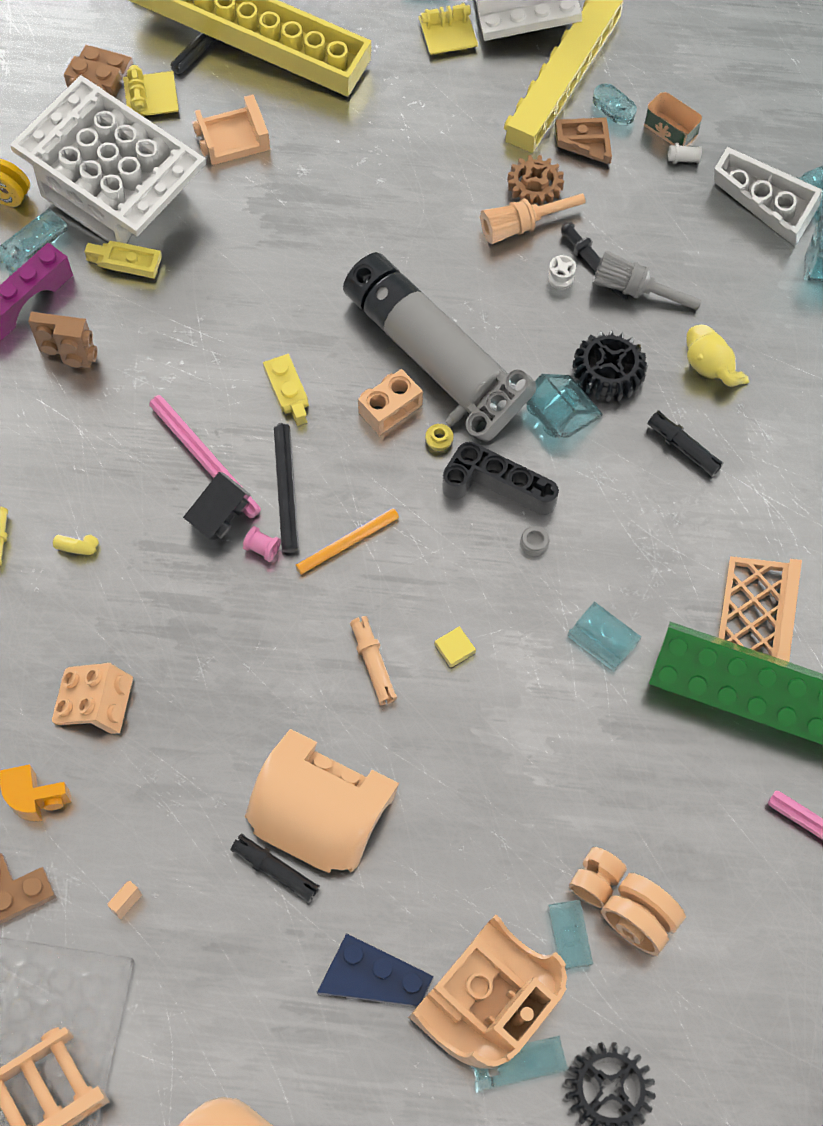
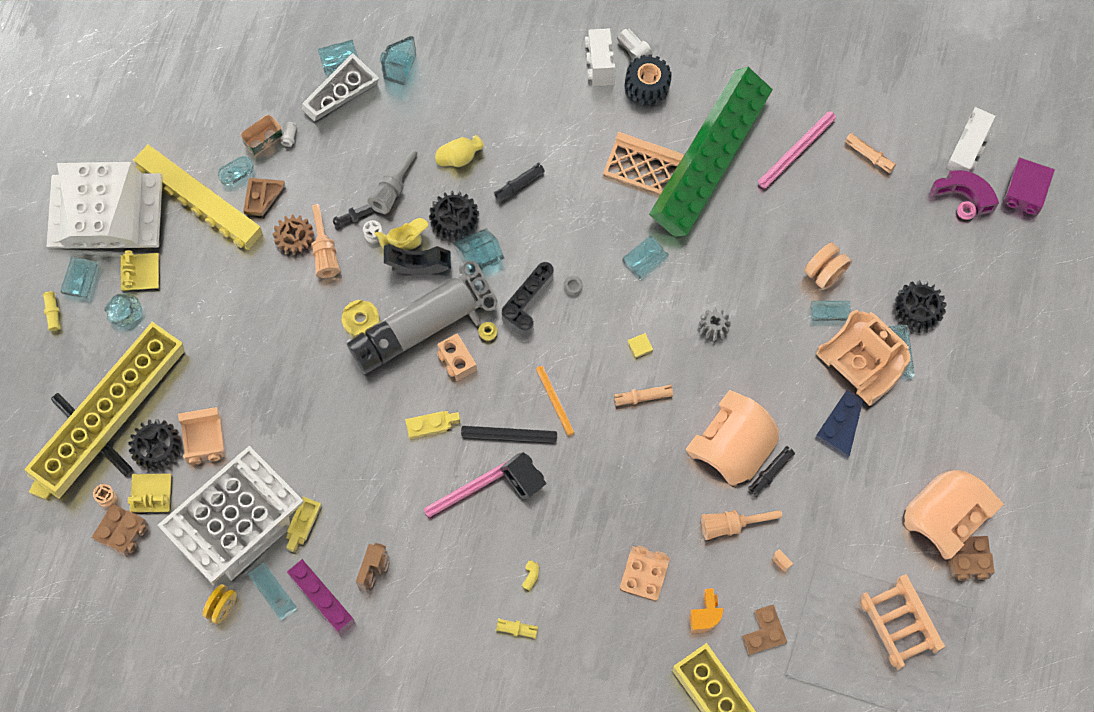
camera: 80 degrees left, 5 degrees up
(139, 46) = (108, 496): none -> light nougat wheel
(179, 812) = (731, 522): none -> light nougat piece
(212, 84) = (151, 459): none -> black gear
(261, 543) = (551, 453): bright pink bush -> none
(391, 21) = (123, 309): none -> clear light blue hair
(437, 268) = (354, 309): none -> light yellow tile
(518, 759) = (715, 318): none -> light grey gear
(524, 323) = (417, 262): none -> black arch
(558, 305) = (404, 237): none -> light yellow hair
(600, 873) = (803, 294): light nougat wheel -> none

